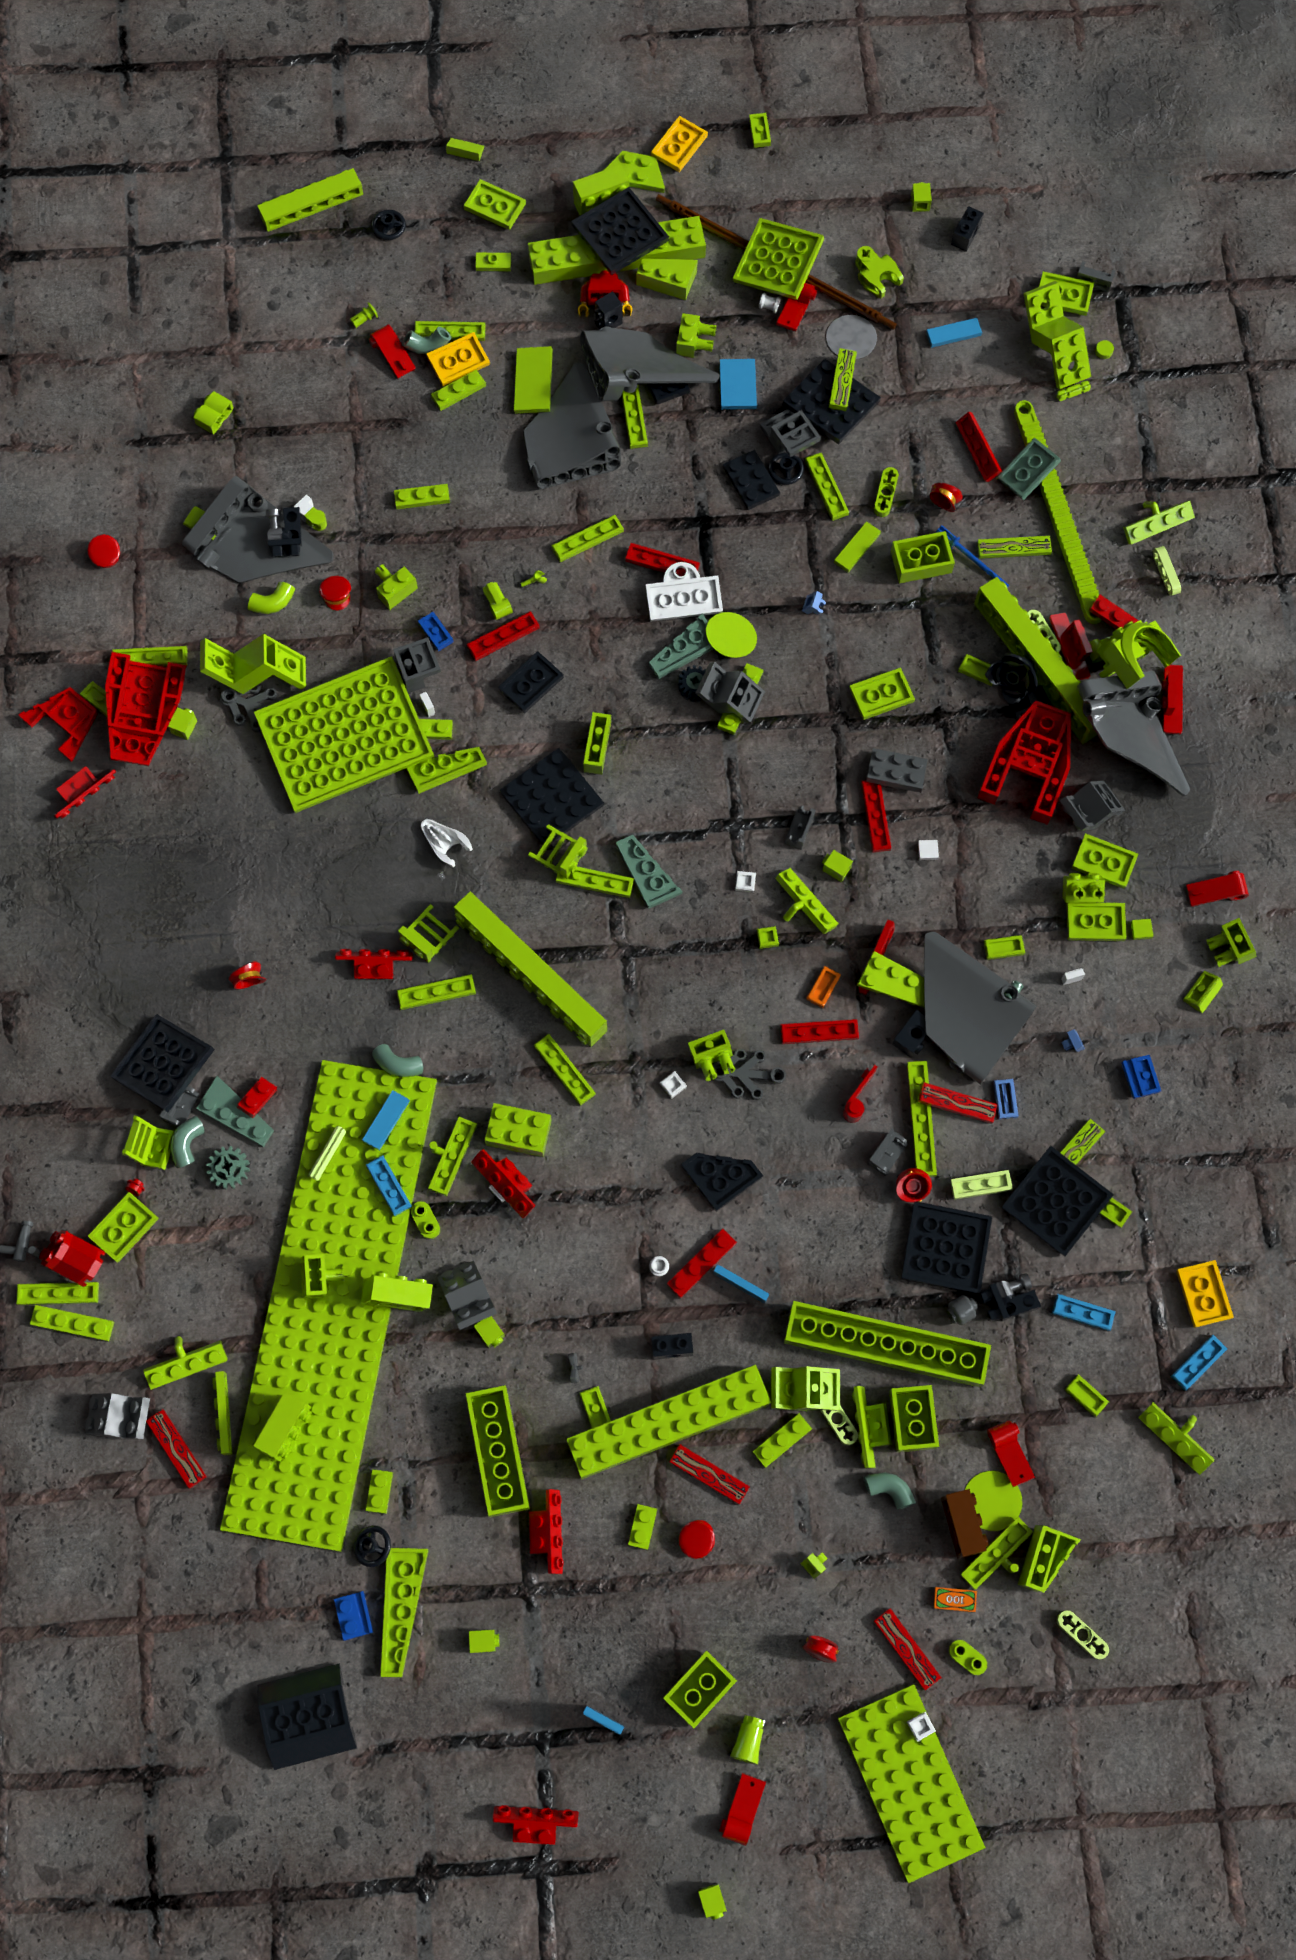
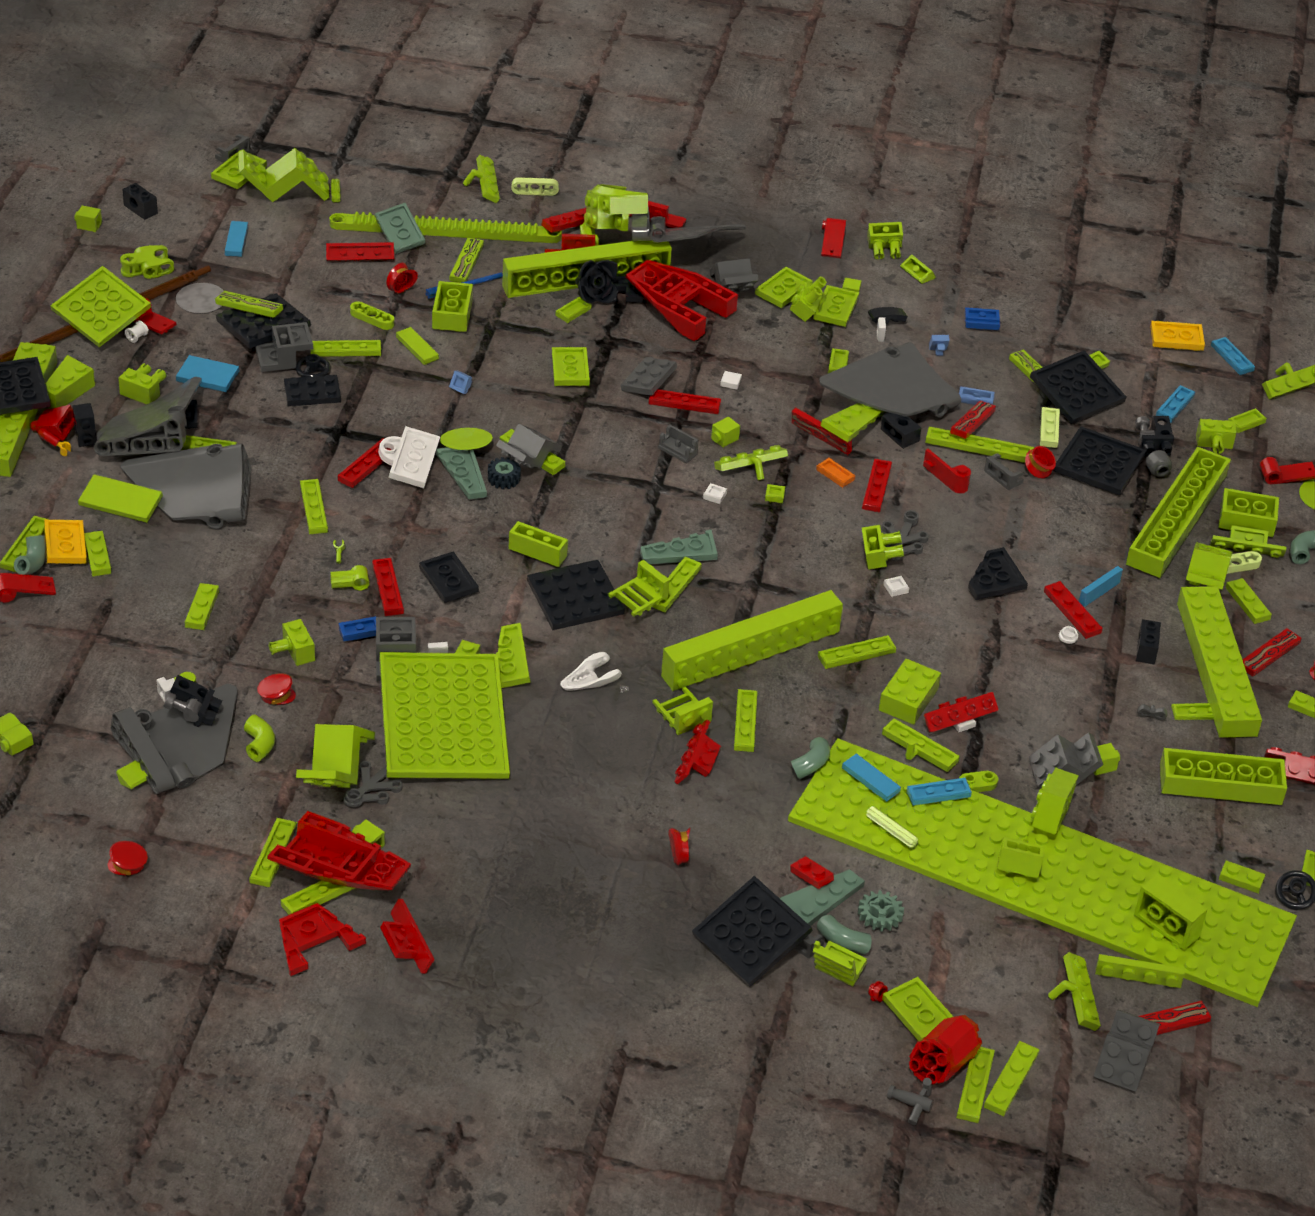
camera: 75 degrees left, 30 degrees down
(1037, 1363) = (1216, 434): none -> lime brick
(1103, 976) = (888, 313): none -> black slope

